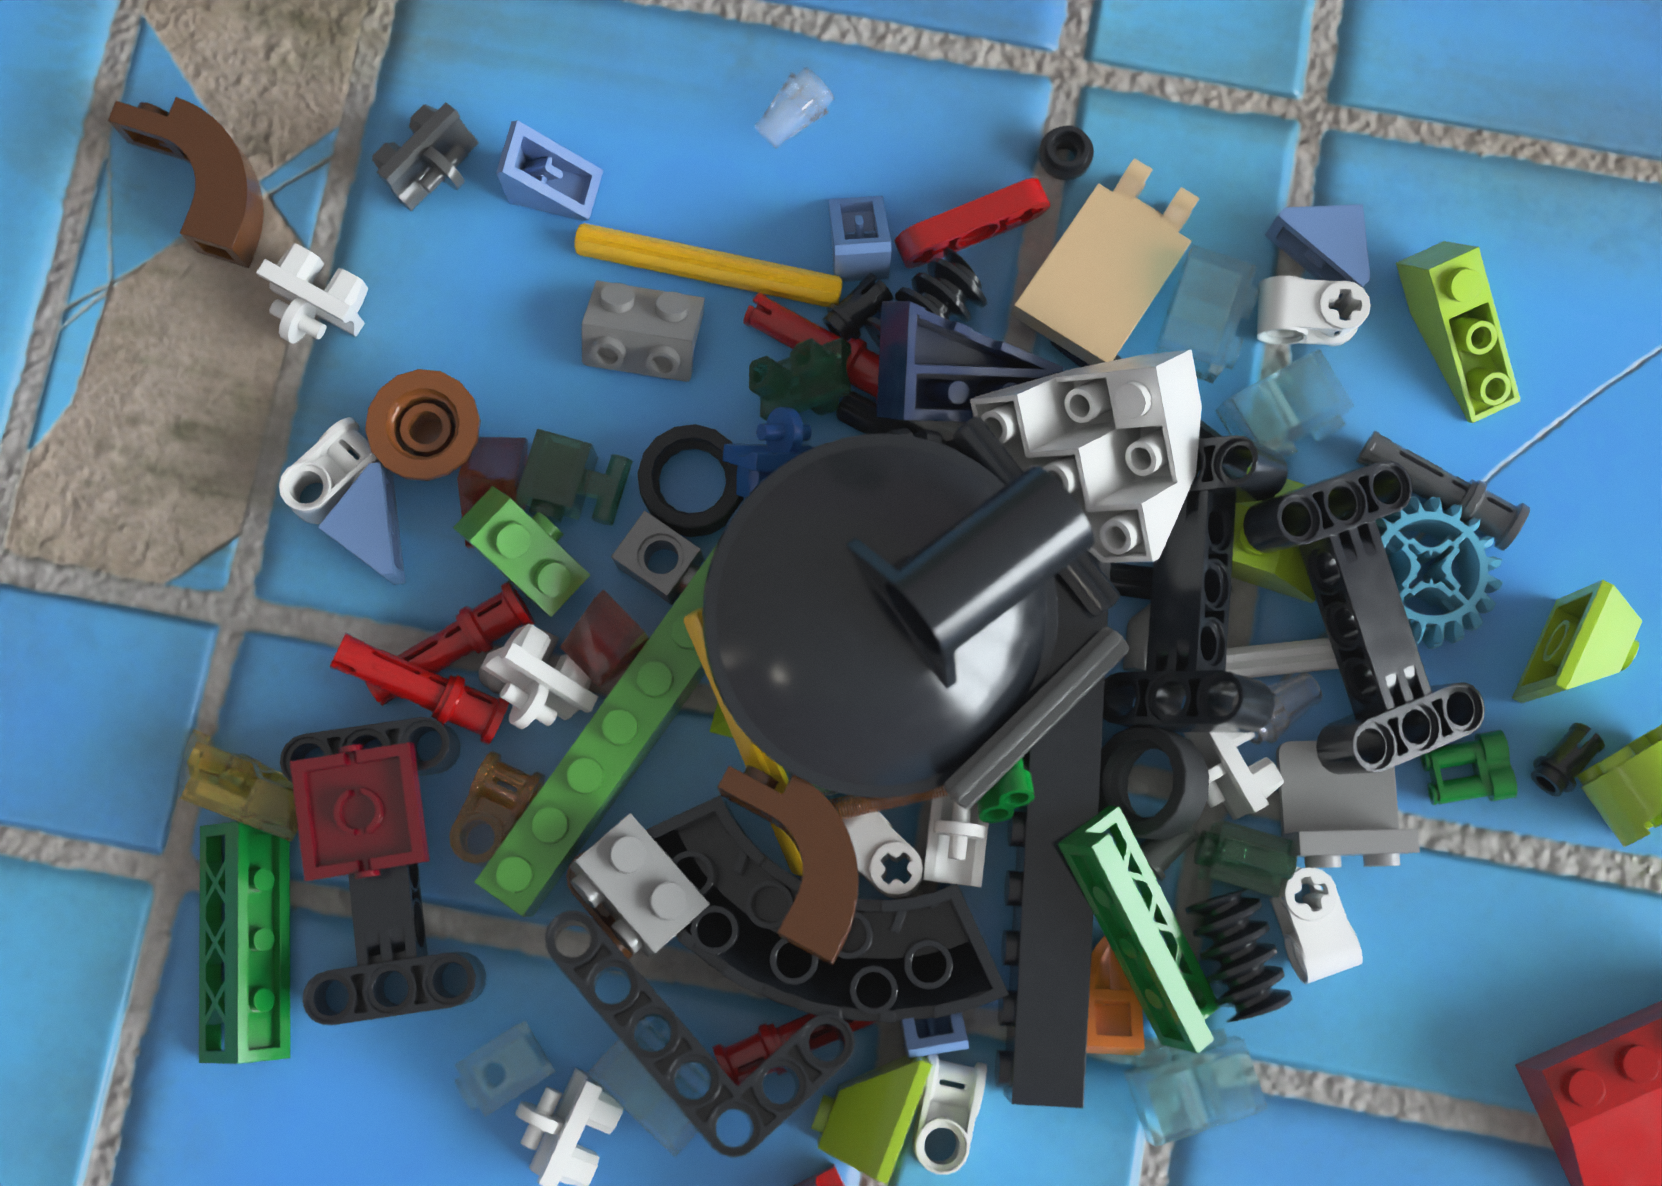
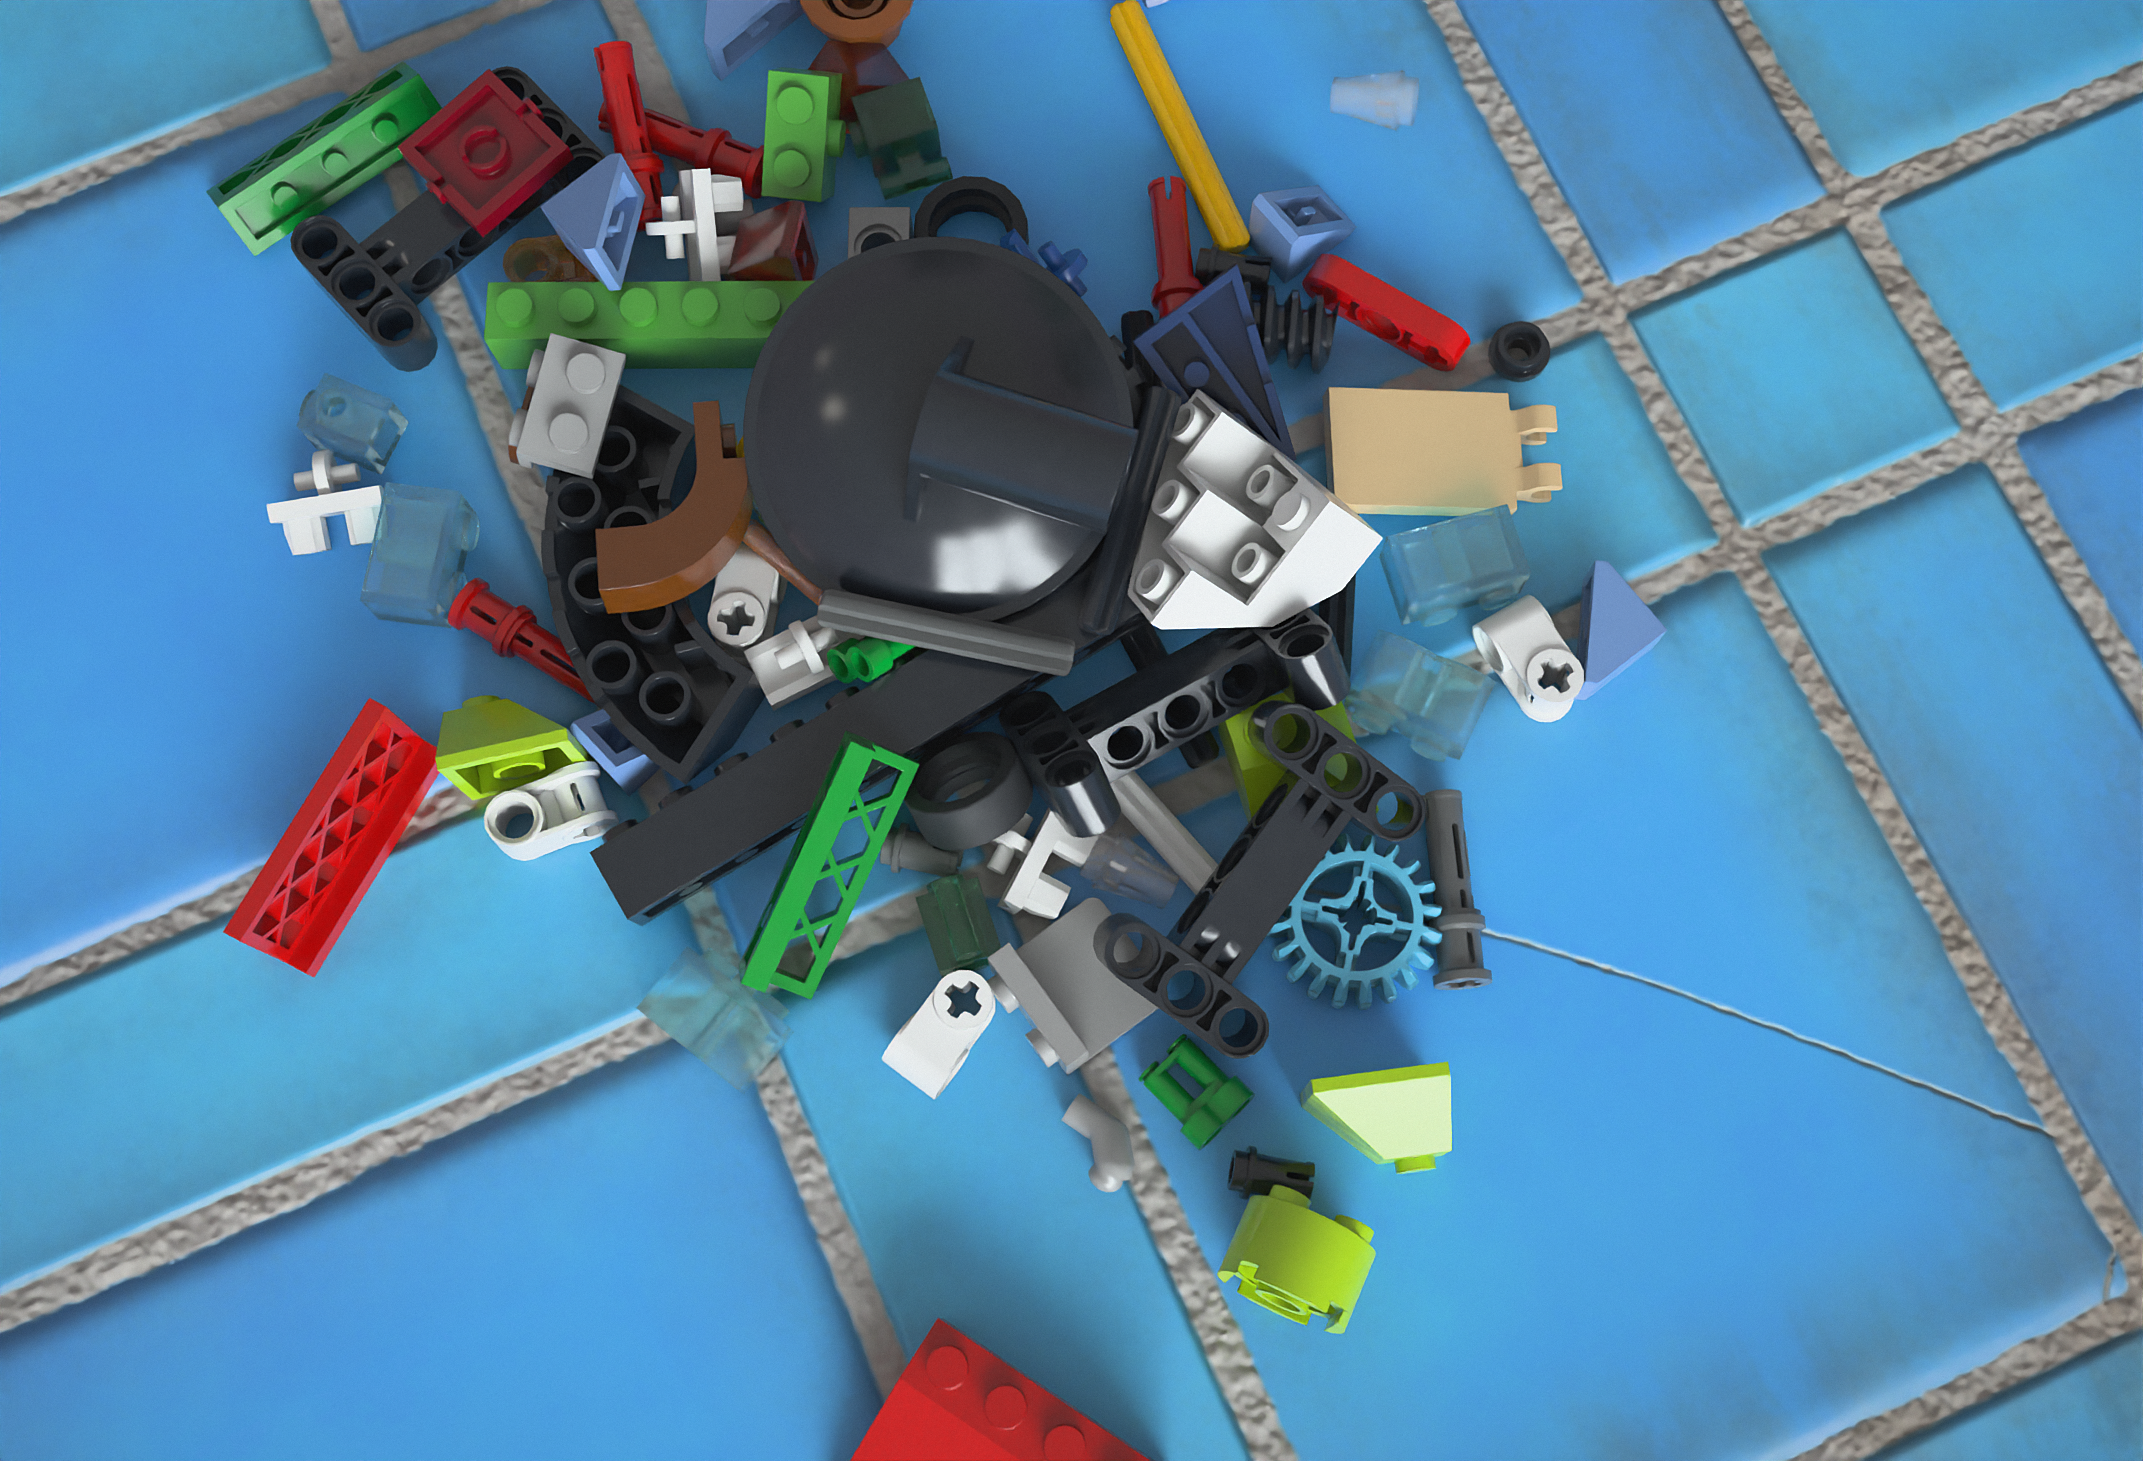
camera: 60 degrees right, 5 degrees down
(237, 787) = (445, 49): clear yellow slope -> none
(491, 760) = (599, 218): none -> medium blue slope
(641, 330) = (1077, 109): light grey bracket -> none
(684, 1048) = (454, 534): black beam -> none
(808, 379) = (1127, 259): clear green hips -> none
(1114, 1010) = (734, 898): orange plate -> none
(1240, 955) = (866, 976): black piece -> none
(1460, 325) = (1622, 810): lime slope -> none
(1471, 857) = (1109, 1142): none -> light grey arm

